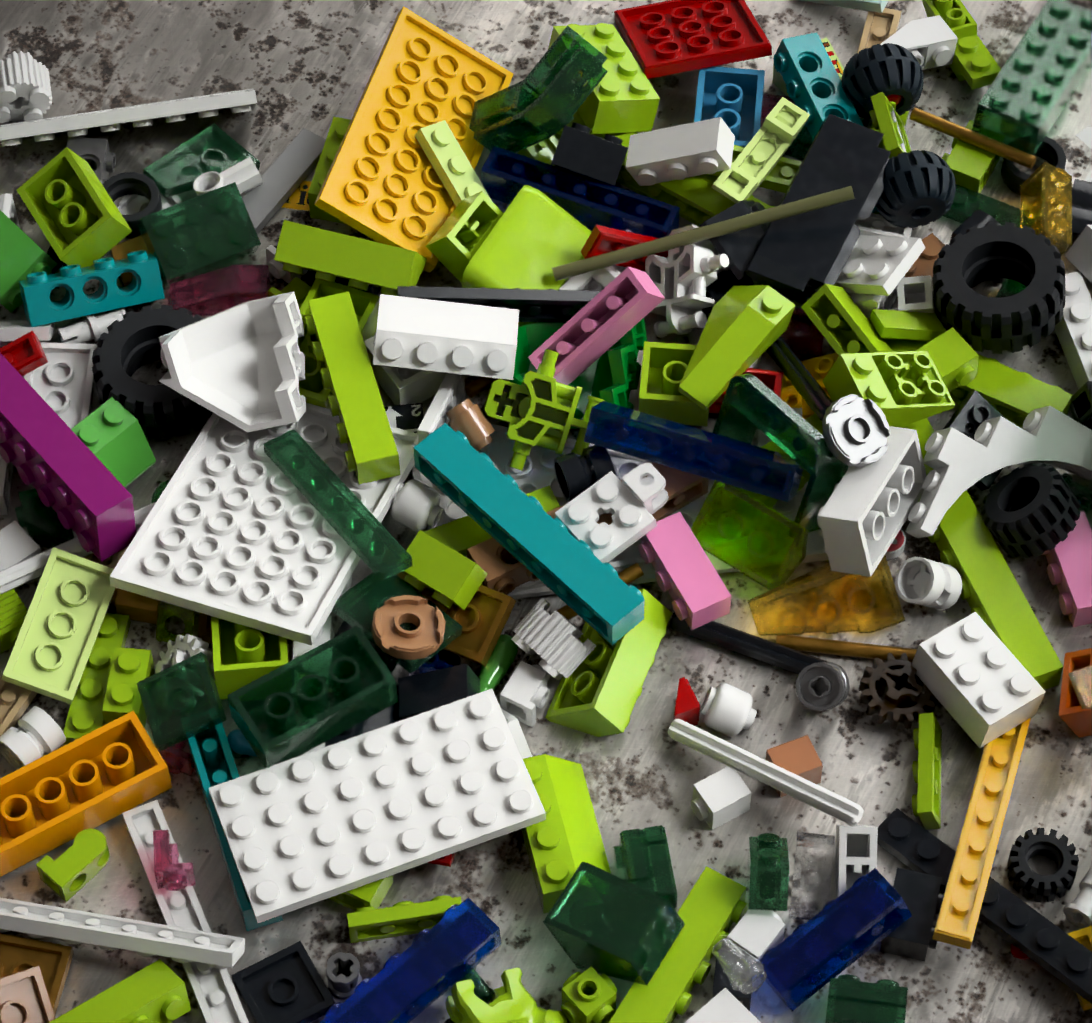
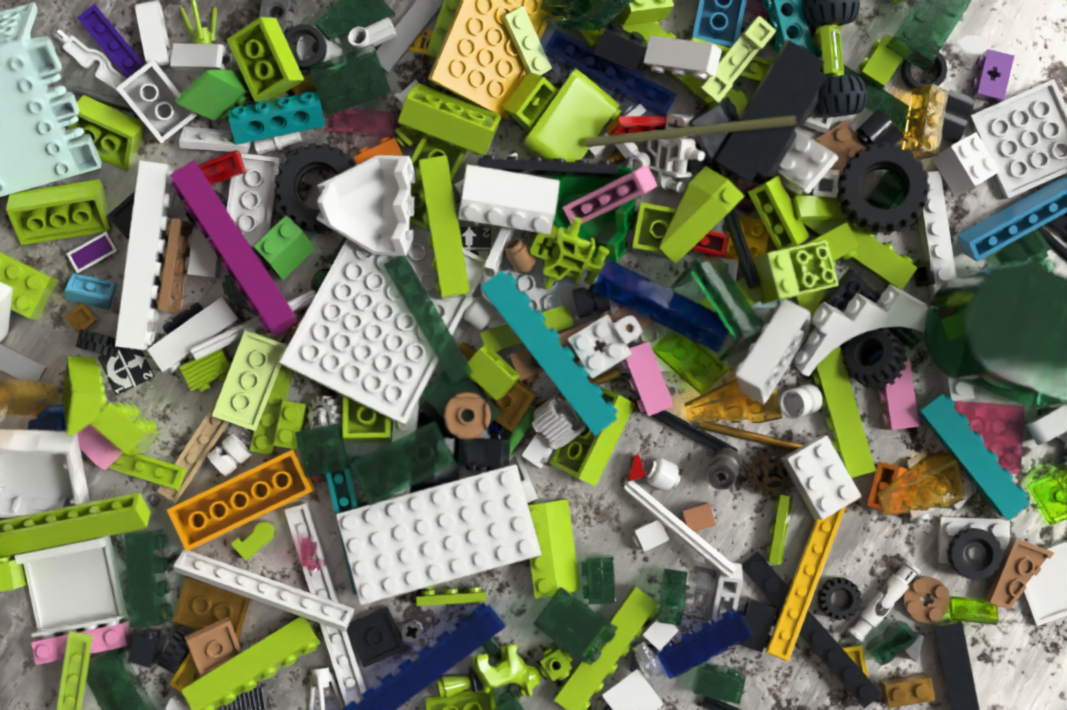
camera: 10 degrees right, 30 degrees up
(855, 430) = (769, 317): tile -> none
(973, 138) = (886, 52): pearl gold bar -> none

